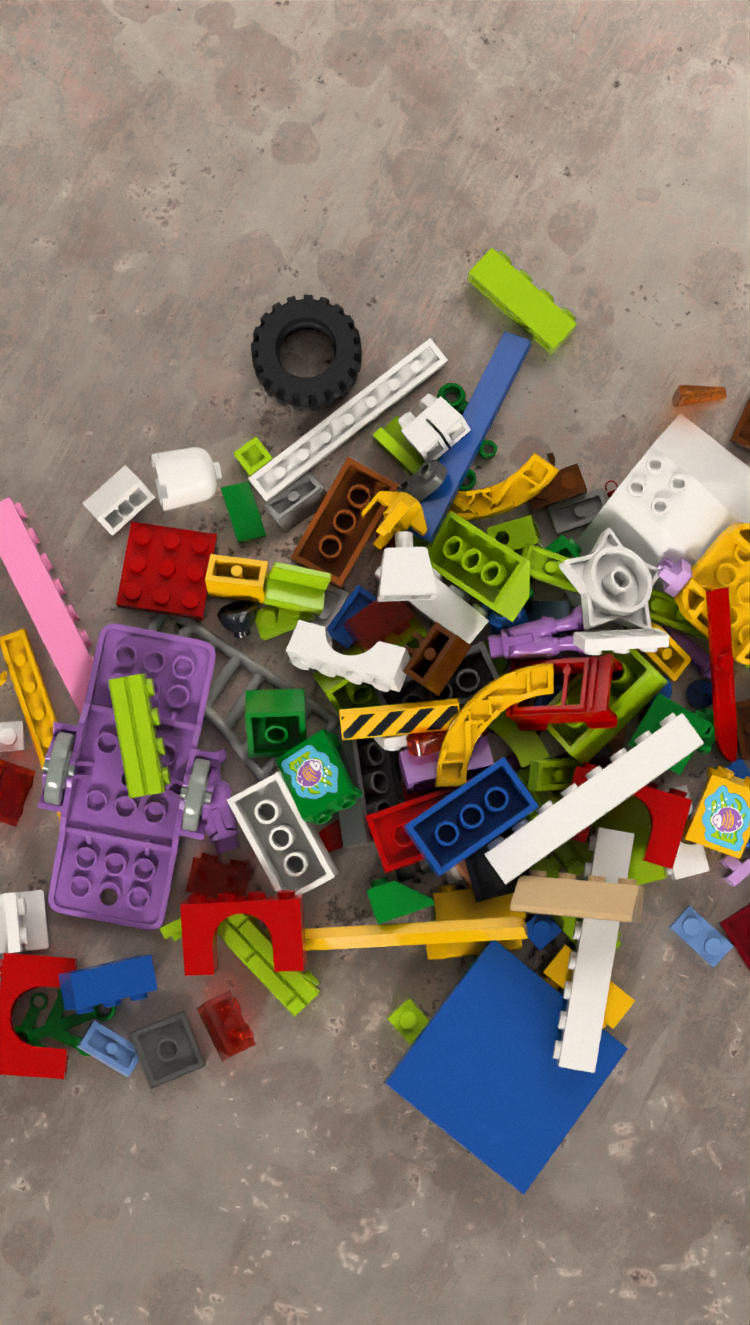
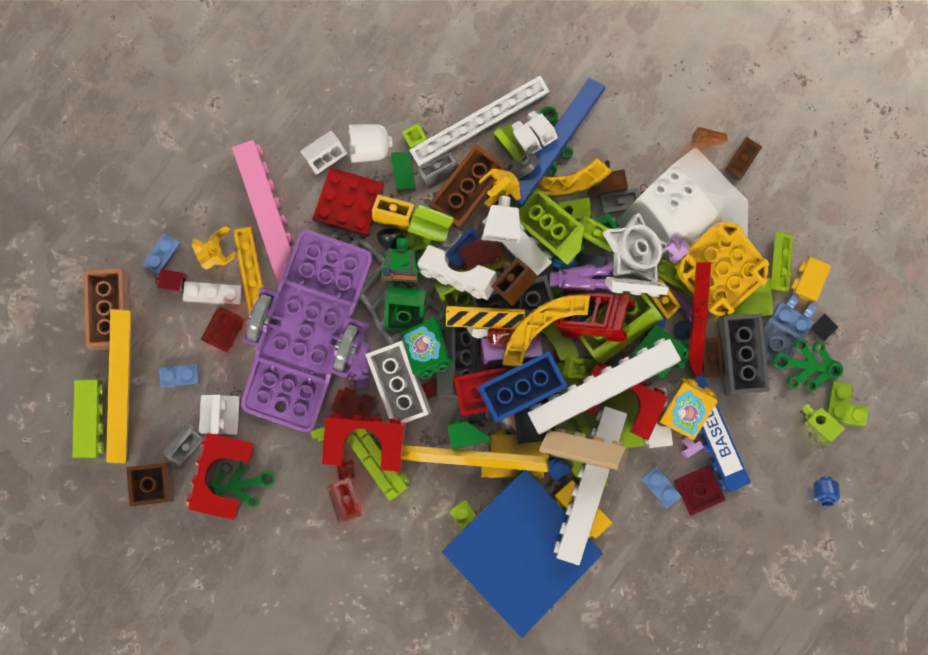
camera: 10 degrees right, 0 degrees up
(108, 983) = (271, 462): blue brick -> none
(109, 1048) = (267, 505): medium blue plate -> none
(138, 735) = (313, 303): lime brick -> none
(167, 1049) = (304, 511): dark grey tile -> none
(223, 978) = (346, 470): none -> clear red wheel
(260, 654) = (400, 263): none -> torso
(298, 316) = (453, 50): black tyre -> none
(522, 301) = (603, 60): lime brick -> none

